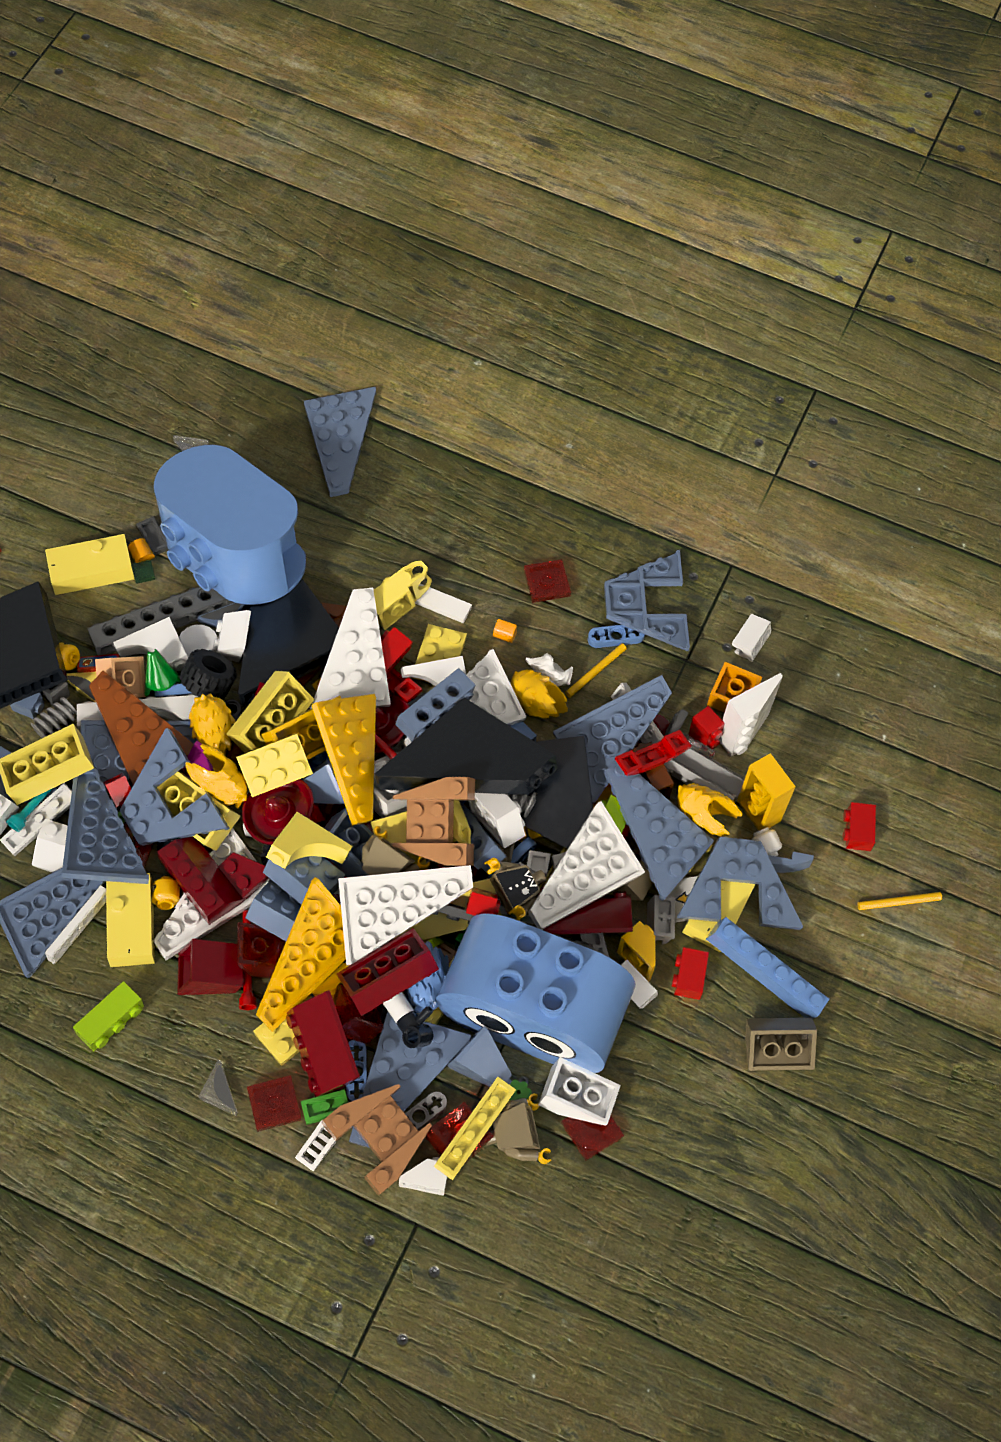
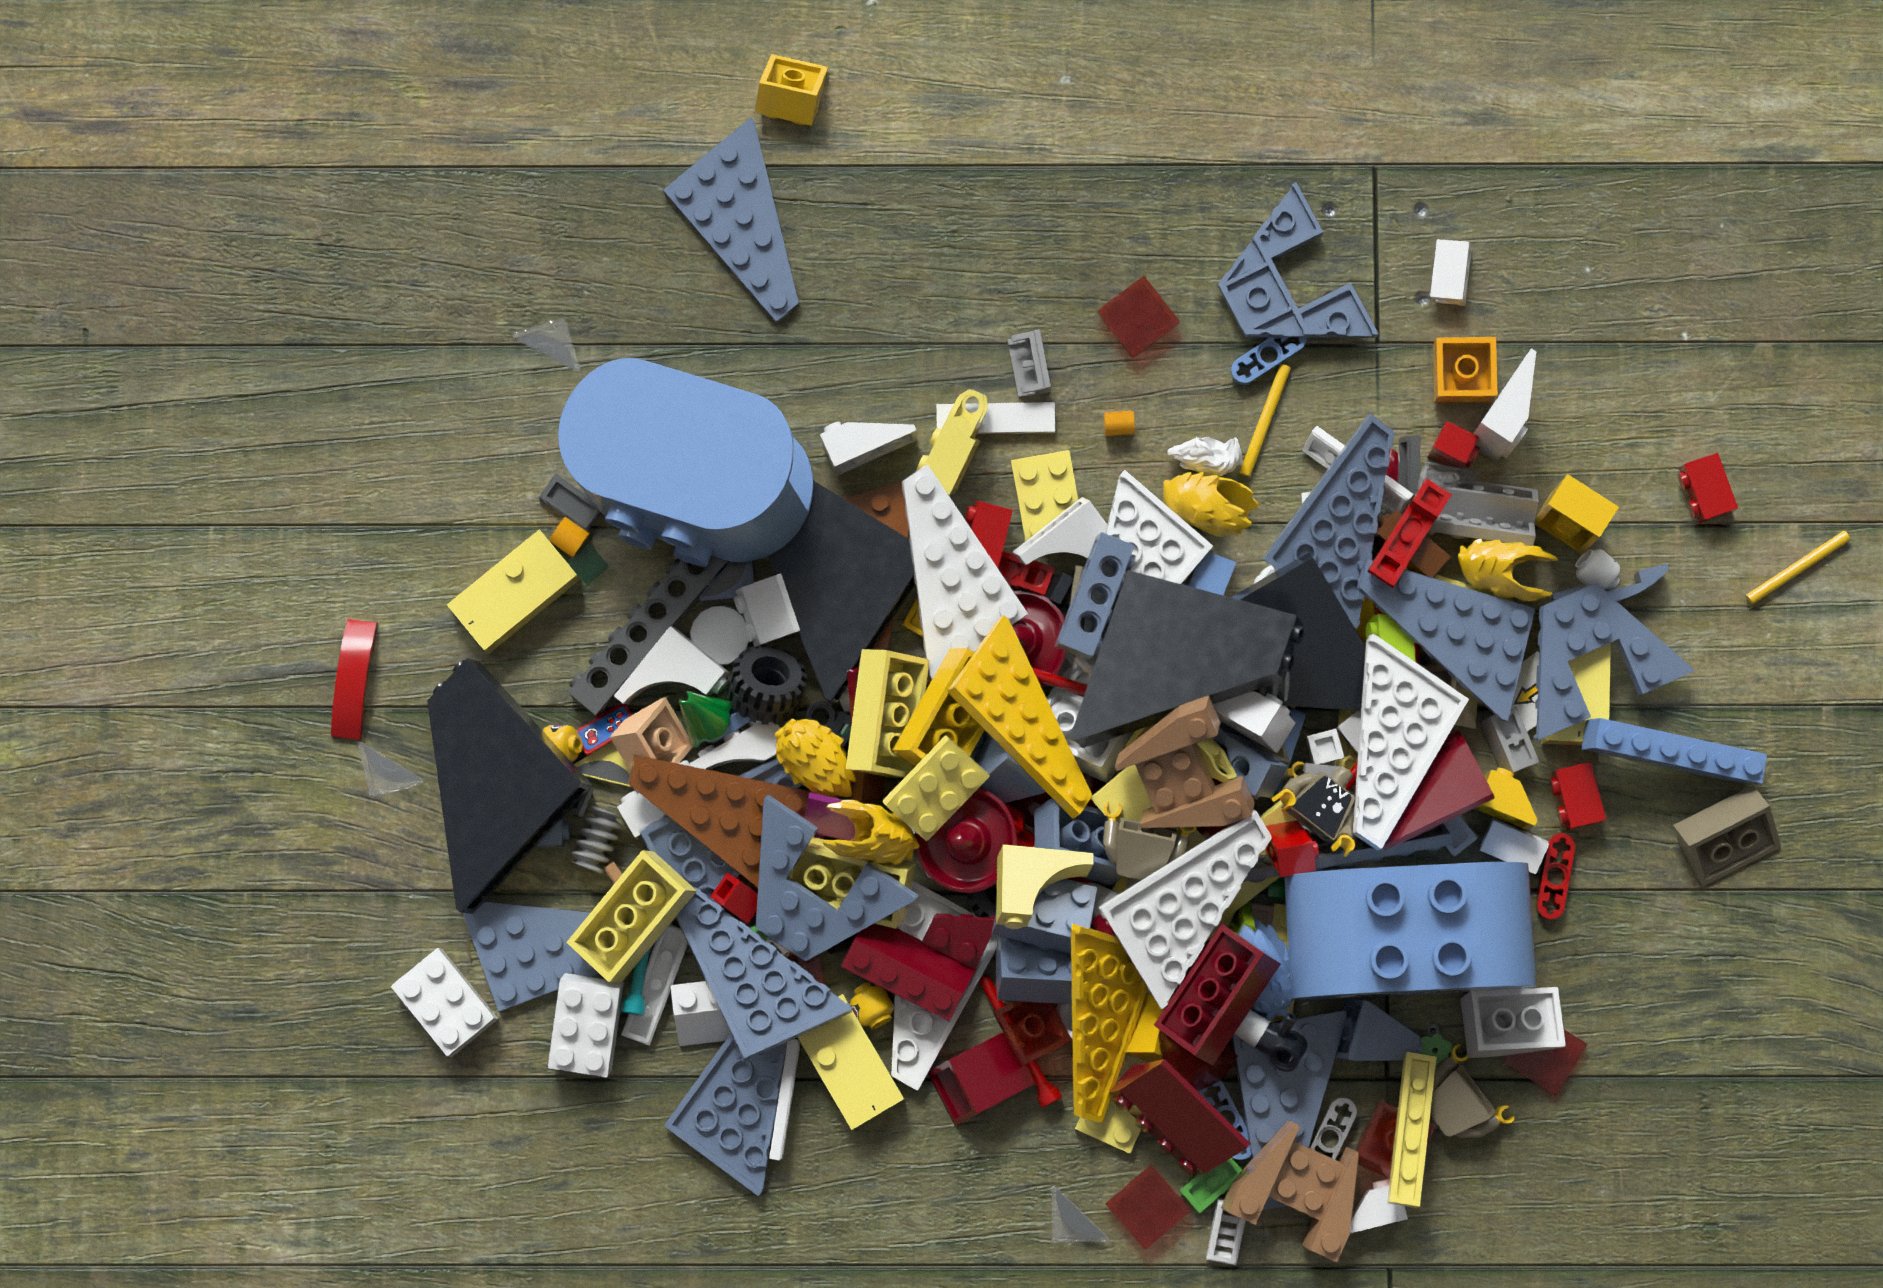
camera: 15 degrees left, 20 degrees up
(108, 1017) = (891, 1197): lime brick -> none
(344, 572) = (860, 443): none -> white slope
(405, 382) = (790, 90): none -> yellow slope
(468, 577) = (1029, 364): none -> light grey hinge
(650, 1009) = (1552, 853): none -> red beam

